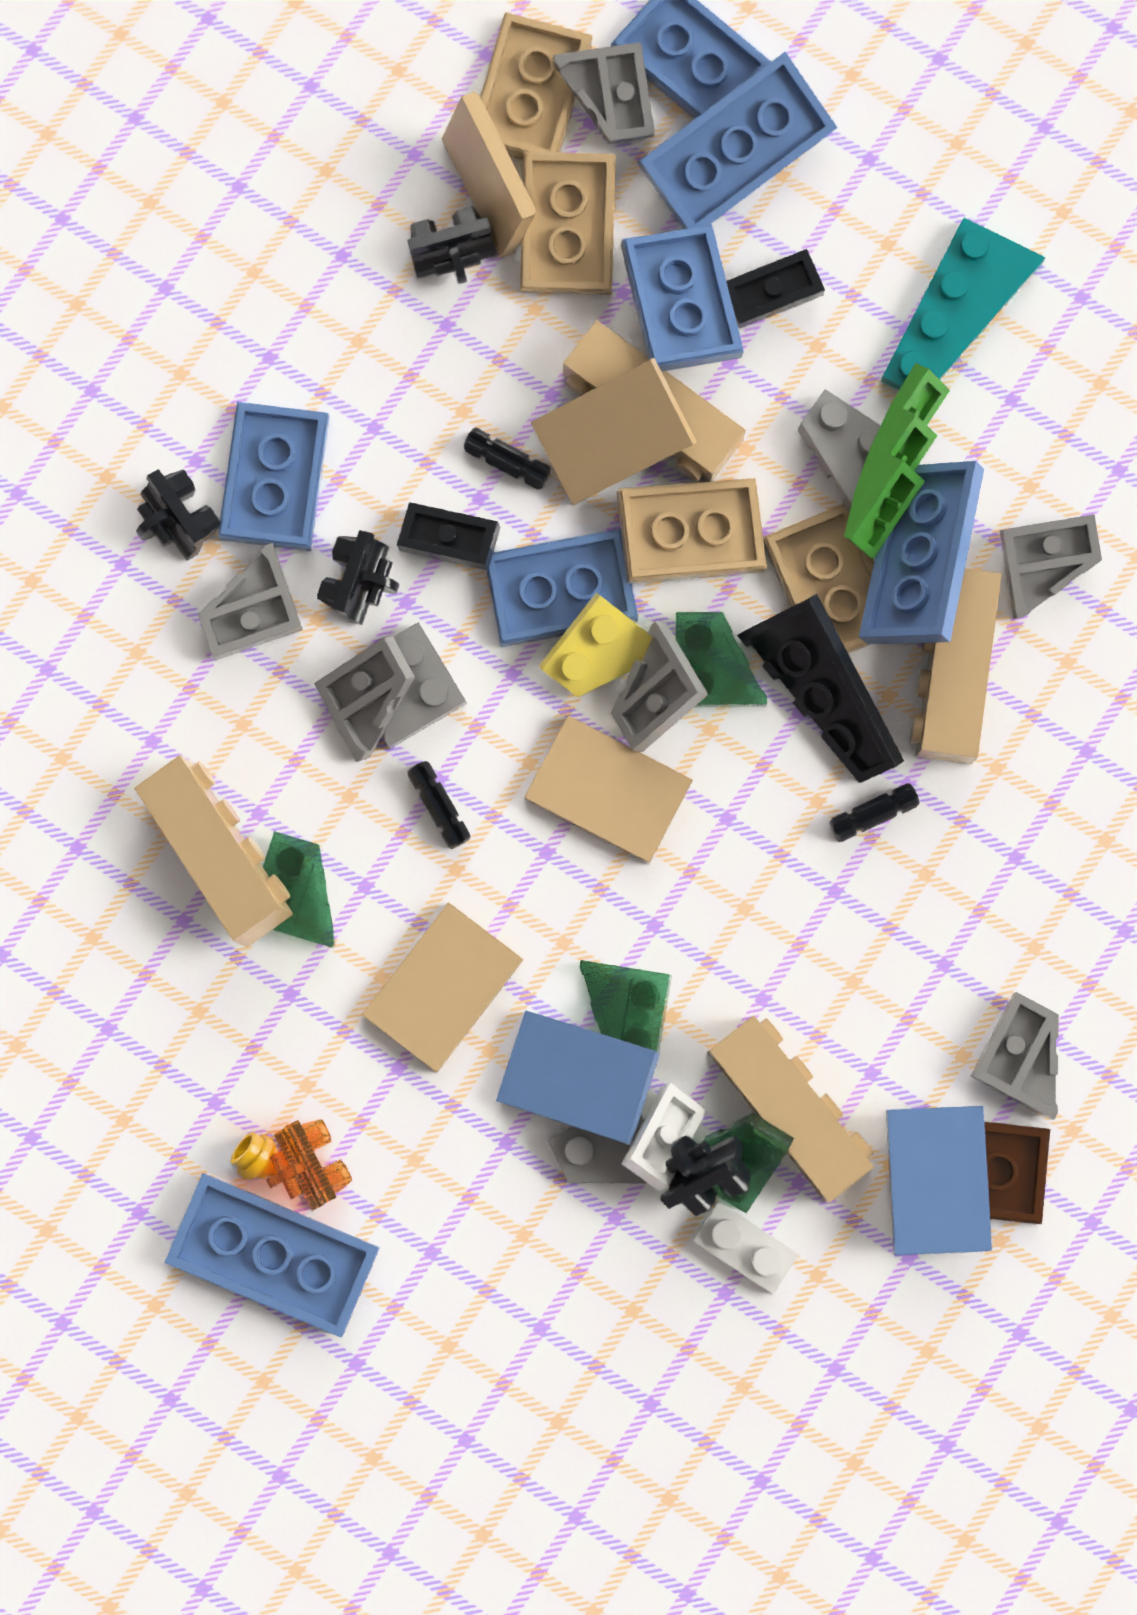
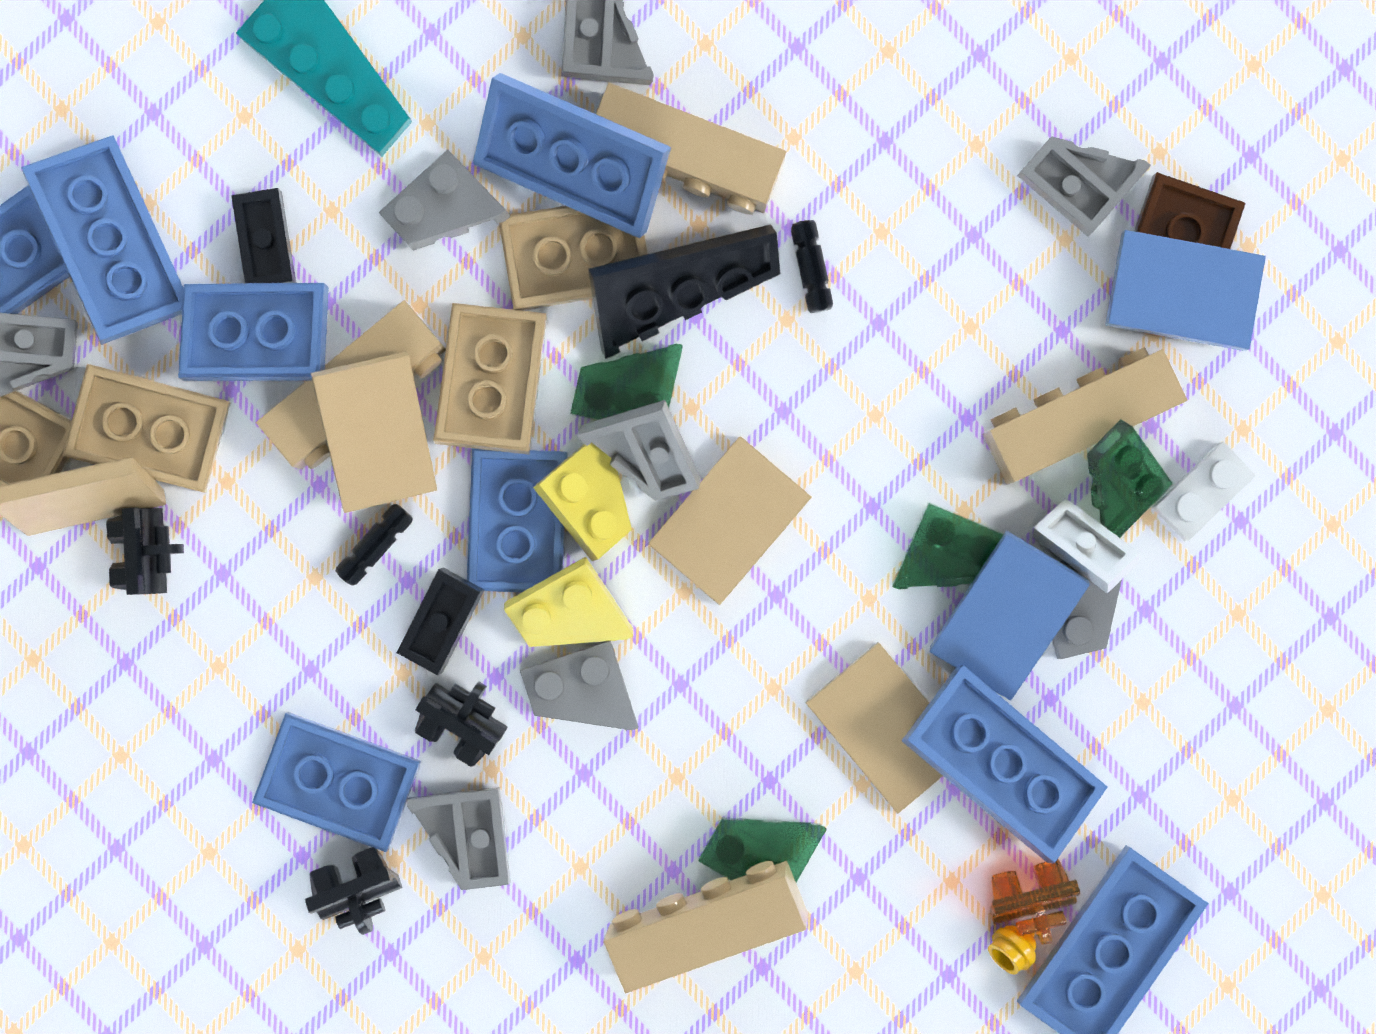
camera: 80 degrees left, 5 degrees up
(366, 694) = (582, 739): light grey wing -> none
(433, 1105) = (1005, 764): none -> medium blue plate
(439, 804) = (707, 691): black axle -> none
(486, 654) = (568, 610): none -> light yellow wing
(700, 1169) = (1134, 513): black hips -> none
(889, 473) = (483, 169): bright green slope -> none

